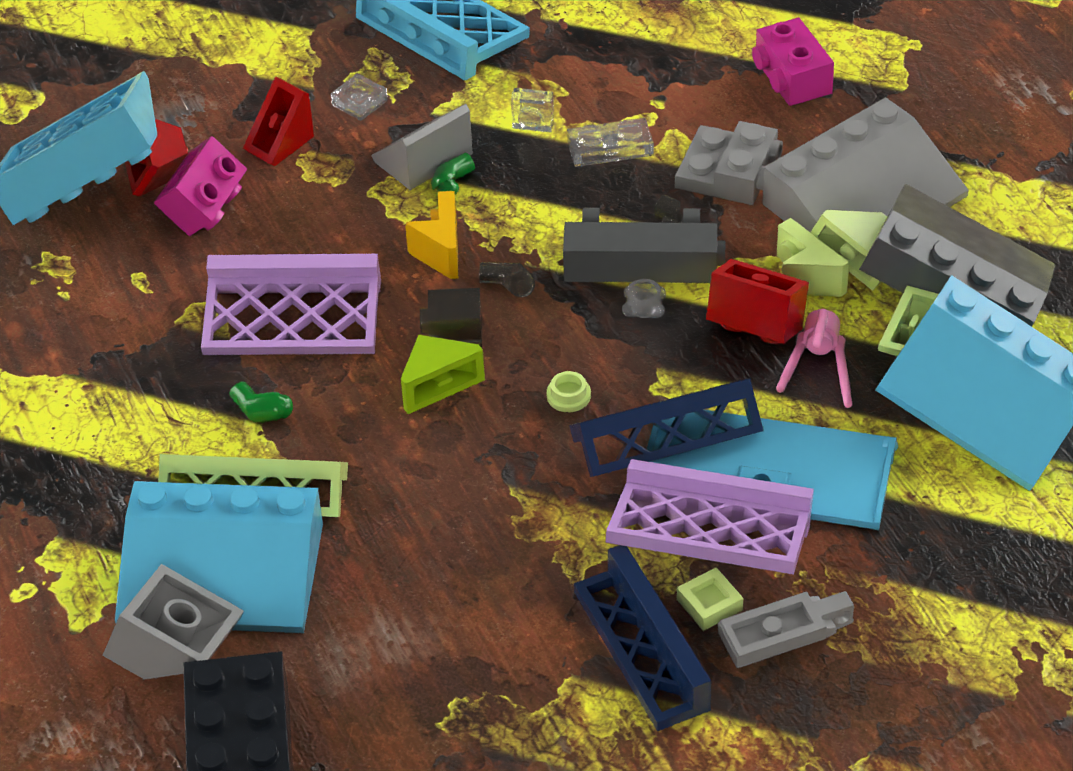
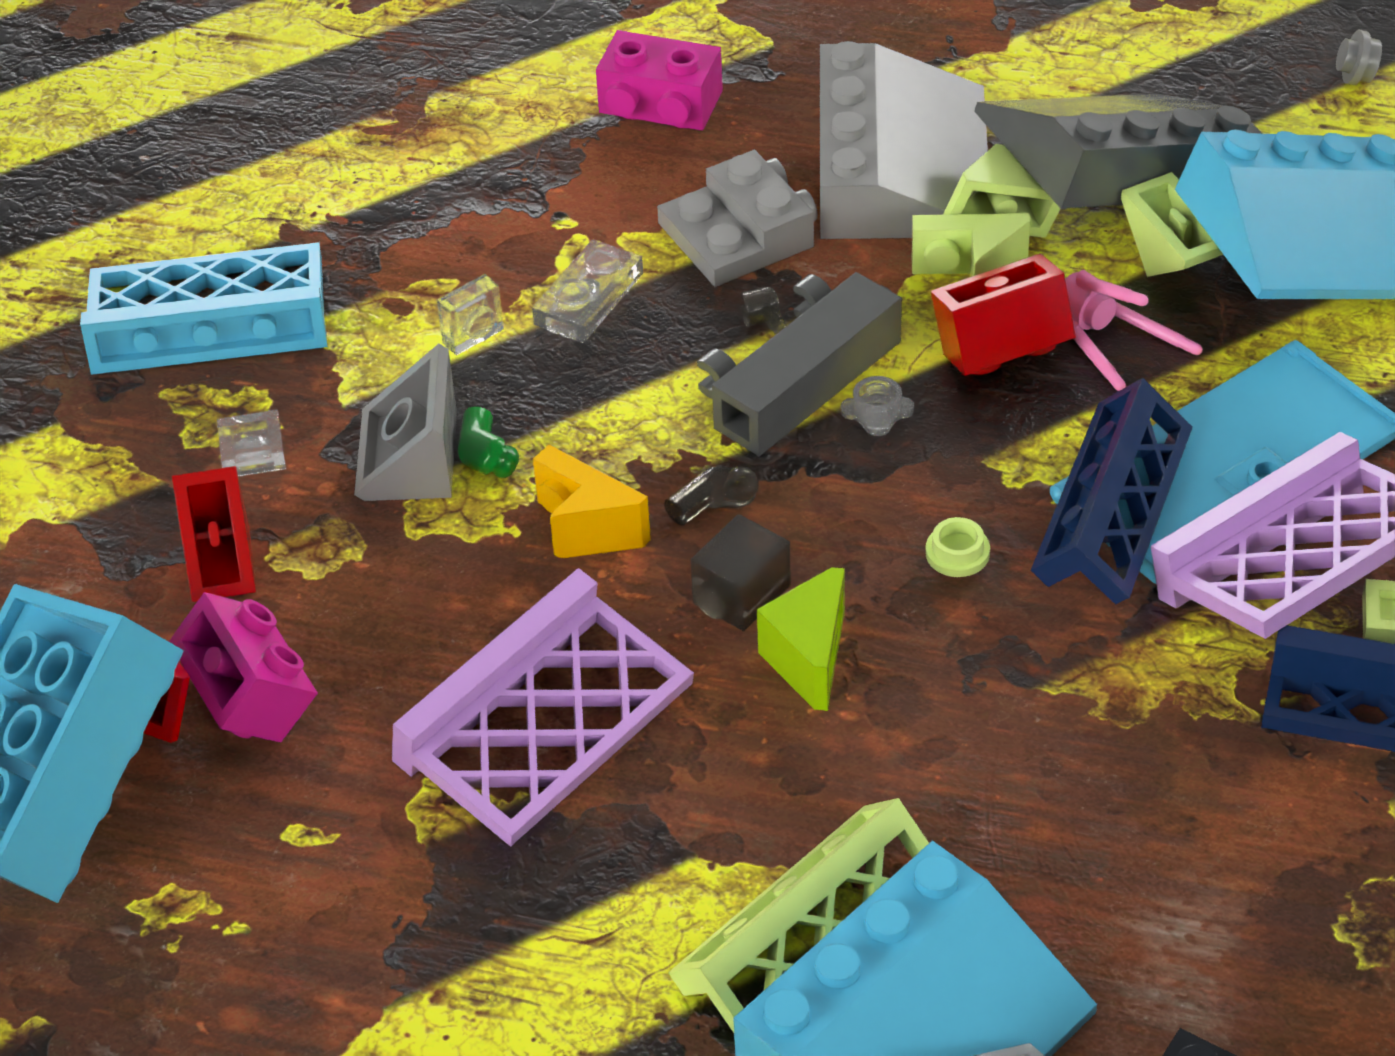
camera: 50 degrees left, 0 degrees up
(261, 406) = (679, 836): green arm -> none

